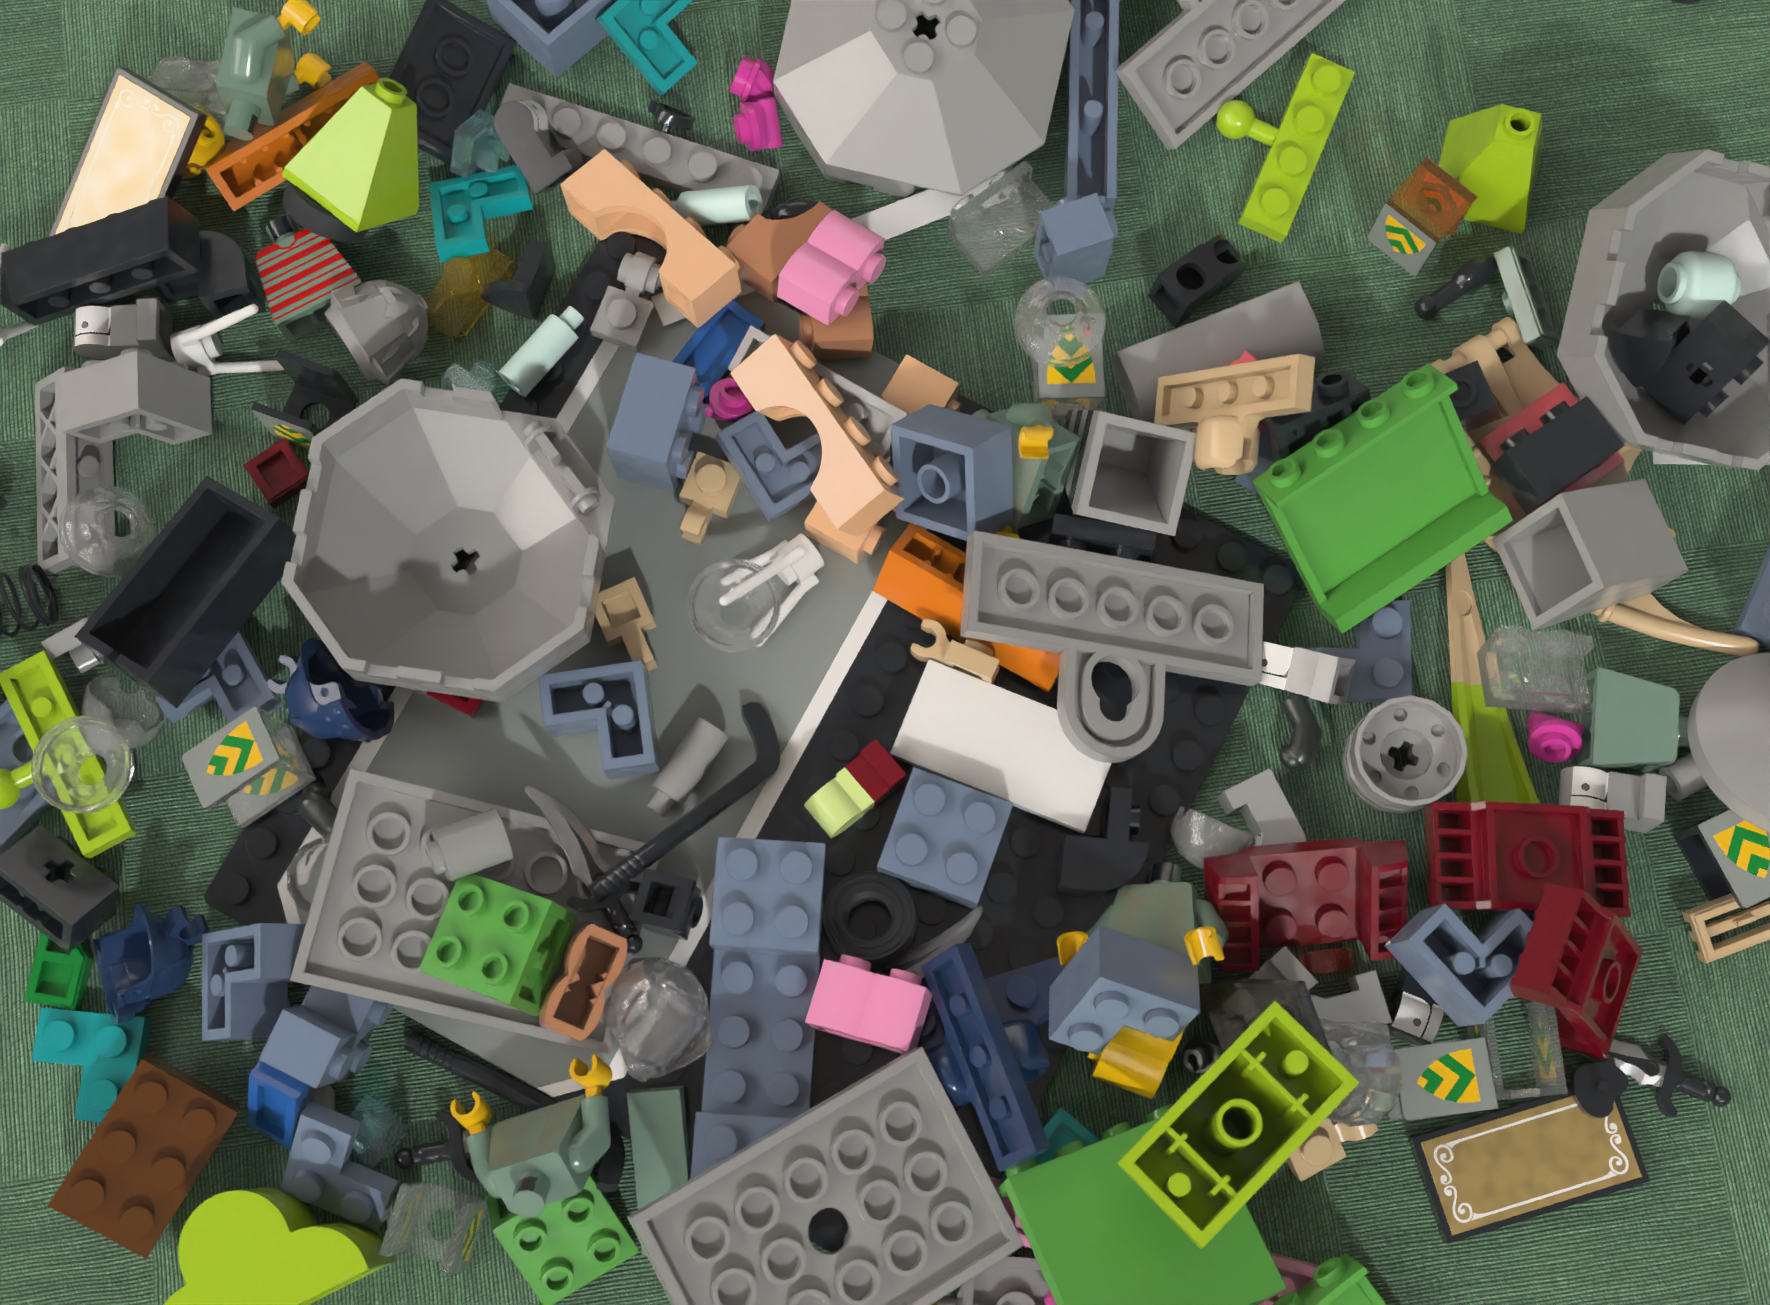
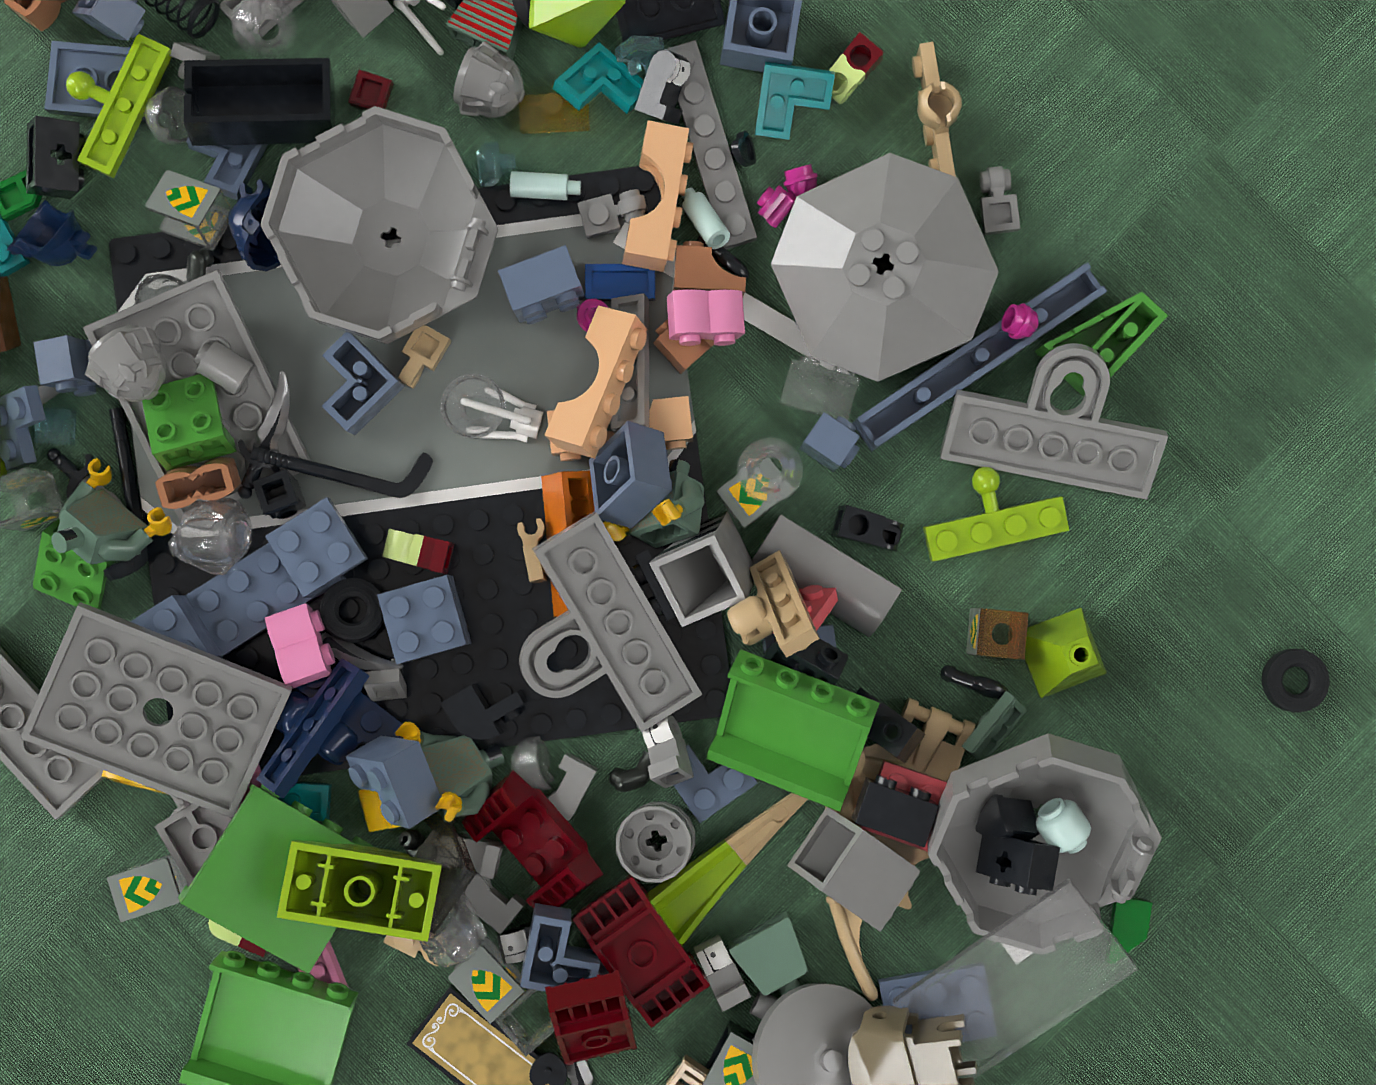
camera: 55 degrees right, 10 degrees up
(64, 749) = (104, 114): clear piece -> none
(247, 979) = (77, 300): sand blue brick -> none
(275, 1103) = (25, 366): blue tile -> none
(312, 386) = (400, 79): black piece -> none
(380, 949) = (128, 363): none -> light grey helmet
(529, 286) = (580, 146): black tile -> none
(658, 1141) = (150, 587): sand green tile -> none
(686, 766) = (367, 447): light grey cylinder -> none
(709, 491) = (534, 341): tan plate -> none
(772, 474) = (565, 369): sand blue plate -> none
(991, 941) = (385, 684): none -> light grey tile
(998, 746) = (498, 609): white tile -> none
(1328, 961) = (513, 874): clear red tile -> none
(1535, 670) = (764, 882): clear bracket -> none
(1553, 737) = (736, 917): dark pink plate -> none

